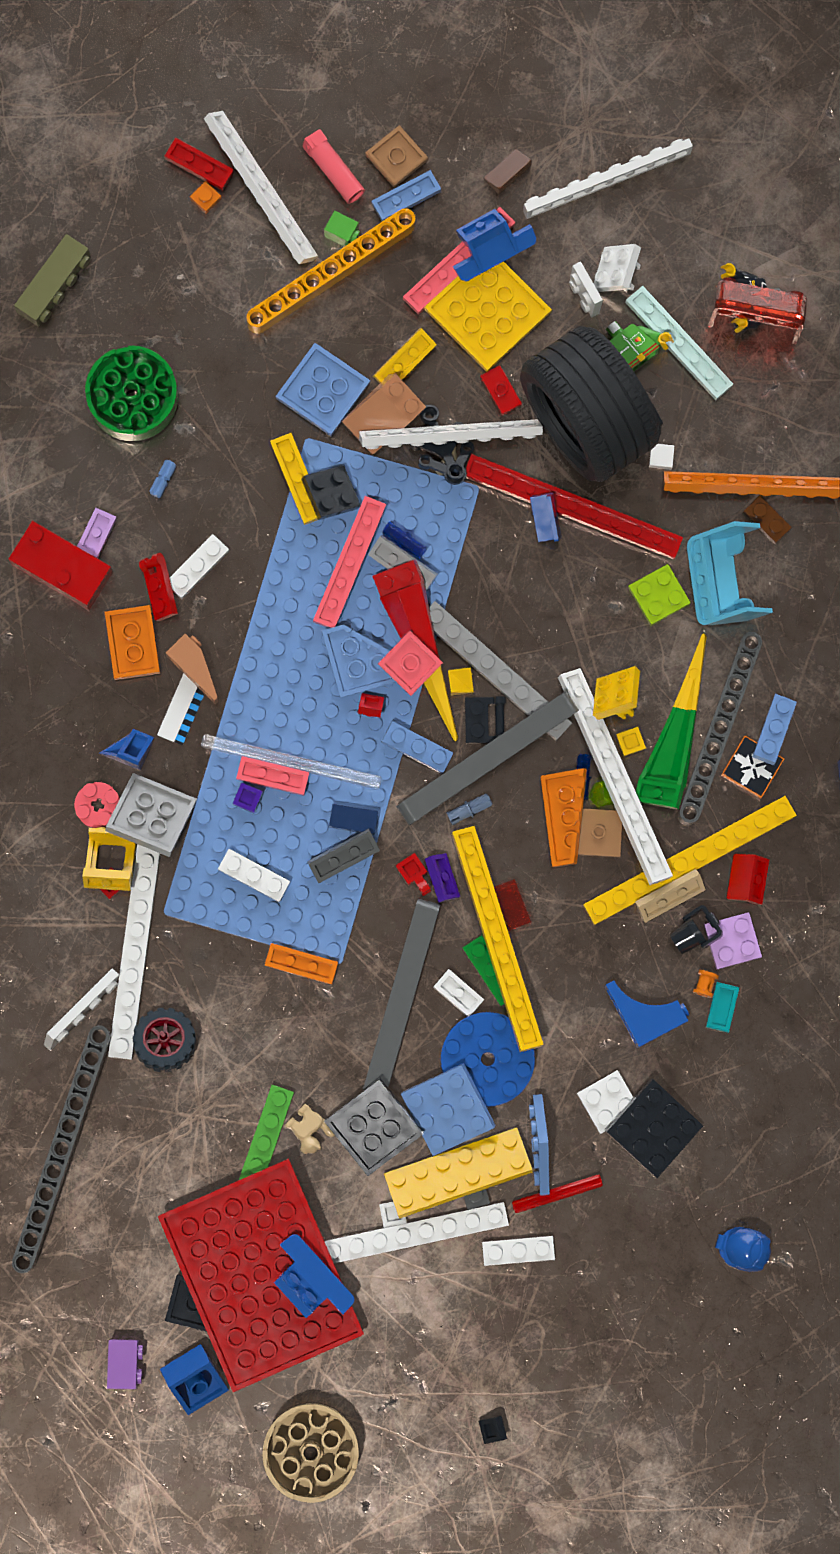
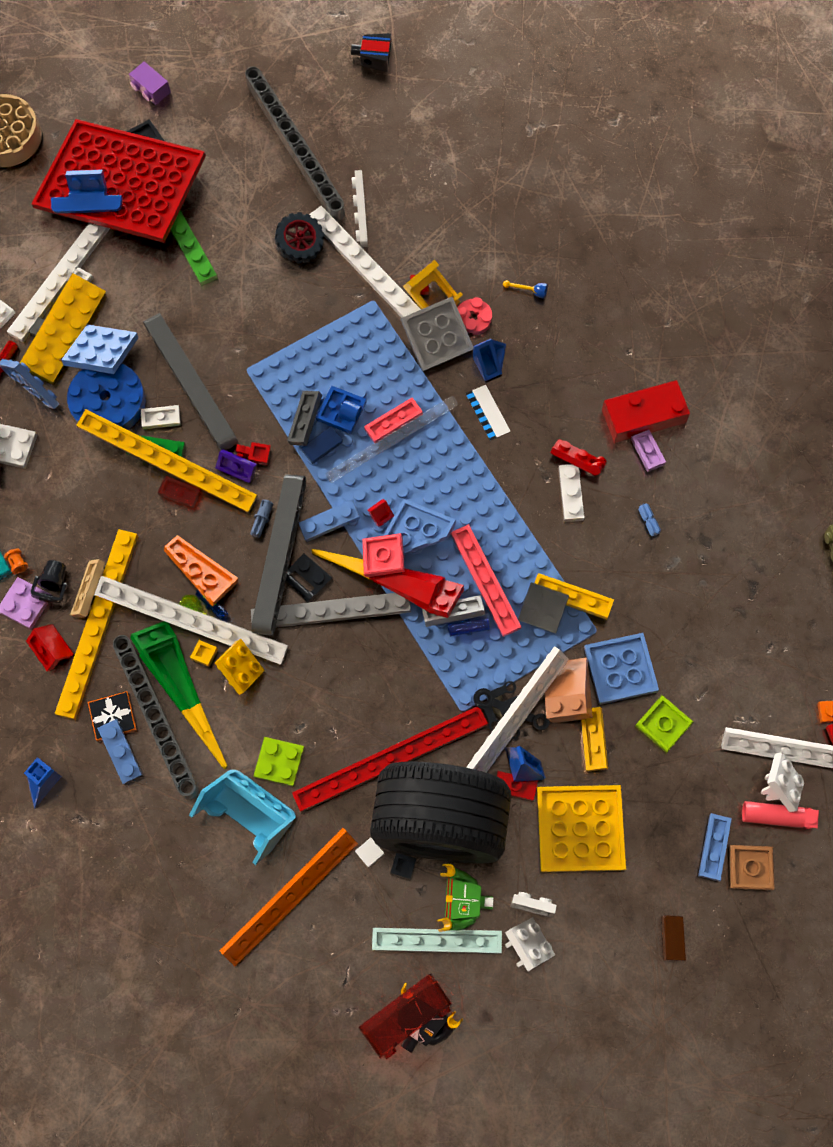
camera: 140 degrees right, 10 degrees down
(16, 768) = (539, 289): none -> hinge
(132, 642) = (556, 414): orange plate -> none
(137, 415) = (720, 562): green brick -> none
(190, 660) = (510, 436): nougat slope -> none
(194, 1379) = (106, 107): blue slope -> none
(247, 798) = (394, 395): dark purple plate -> none
(254, 875) = (344, 362): white plate -> none
(301, 964) = (267, 346): orange plate -> none
(304, 831) = (341, 409): none -> blue plate
(306, 179) = (784, 783): none -> white plate
(310, 1124) = (174, 271): tan animal -> none
(334, 261) = (698, 755): light orange beam -> none
(338, 317) = (664, 724): none -> lime tile
(341, 229) = (726, 779): bright green brick -> none
(373, 1126) = (134, 303): plate -> none
(442, 274) = (635, 842): coral plate -> none
(460, 681) = (345, 583): yellow slope -> none
(479, 395) = (524, 765): none -> blue slope
(490, 244) = (626, 869): blue plate -> none
(545, 517) = (398, 731): panel -> none
(600, 833) = (168, 582): medium nougat plate -> none
(615, 174) = (603, 1014): white plate -> none
(643, 1020) = (32, 506): blue arch -> none
(771, 523) = (258, 883): reddish brown plate -> none

